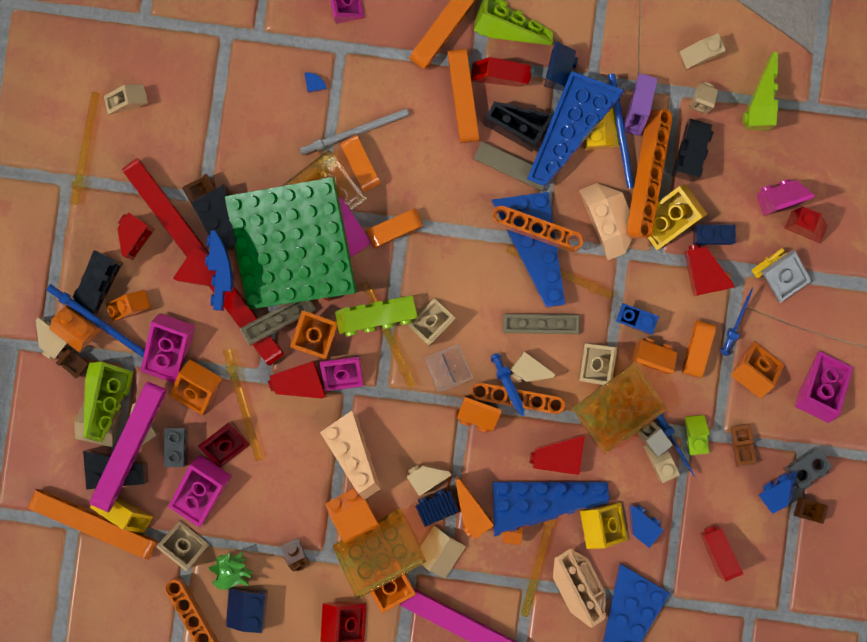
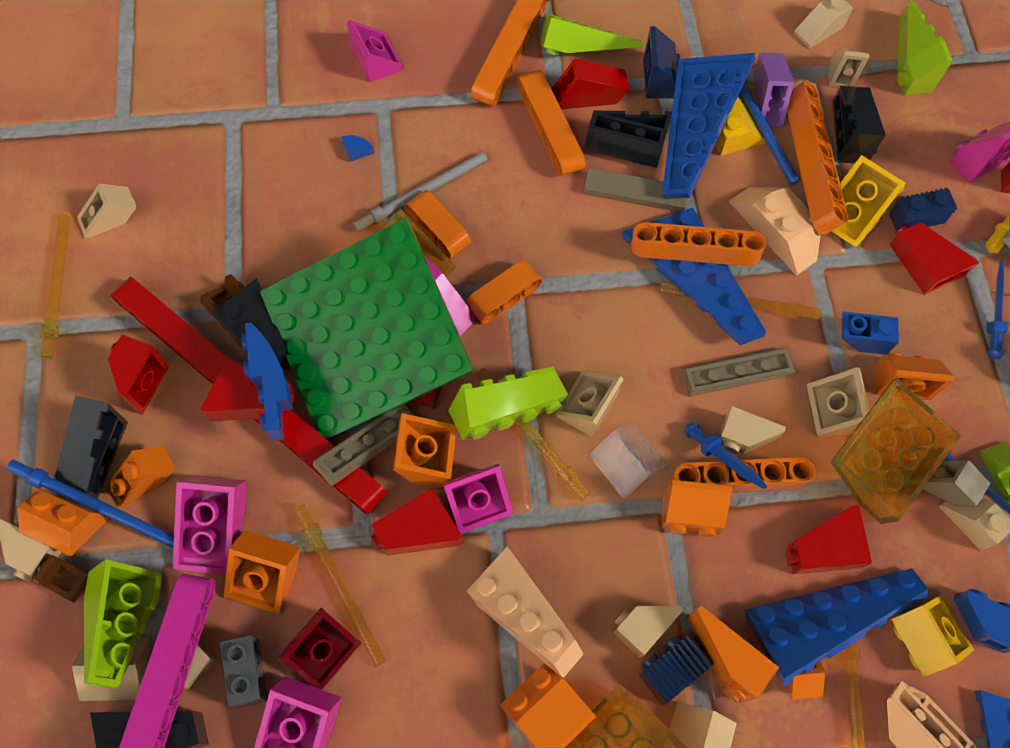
camera: 15 degrees left, 20 degrees down
(698, 349) = (963, 354): orange beam -> none

